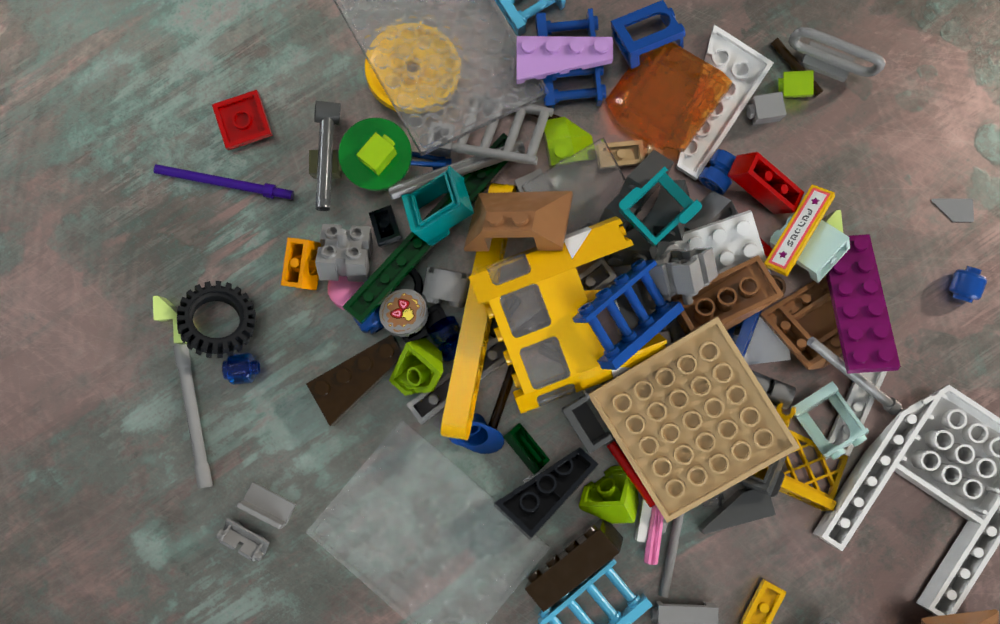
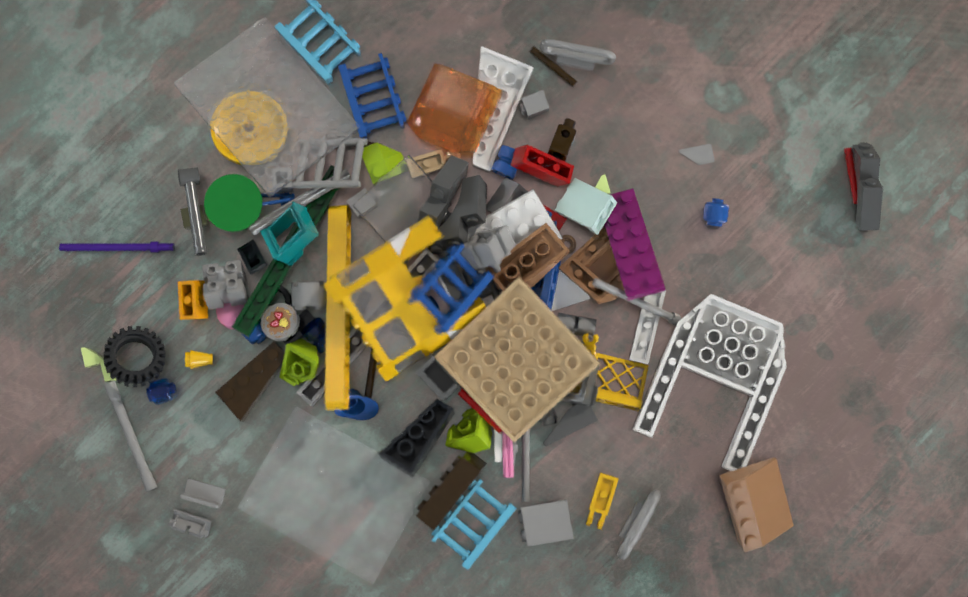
camera: 15 degrees left, 0 degrees up
(242, 120) = (121, 195): red plate -> none
(293, 338) = (198, 359): none -> yellow cone
(377, 153) = (235, 202): lime brick -> none
(520, 215) = (355, 229): medium nougat slope -> none
(526, 448) = (397, 408): dark green tile -> none
(559, 54) = (353, 98): lavender wing -> none
(632, 49) = (433, 71): blue panel -> none
(690, 207) = (440, 196): teal piece -> none
(796, 156) = (563, 139): none -> dark brown torso
(797, 84) = (554, 81): lime brick -> none
(799, 230) = (574, 197): tile -> none
(831, 393) = (613, 326): light aqua panel -> none

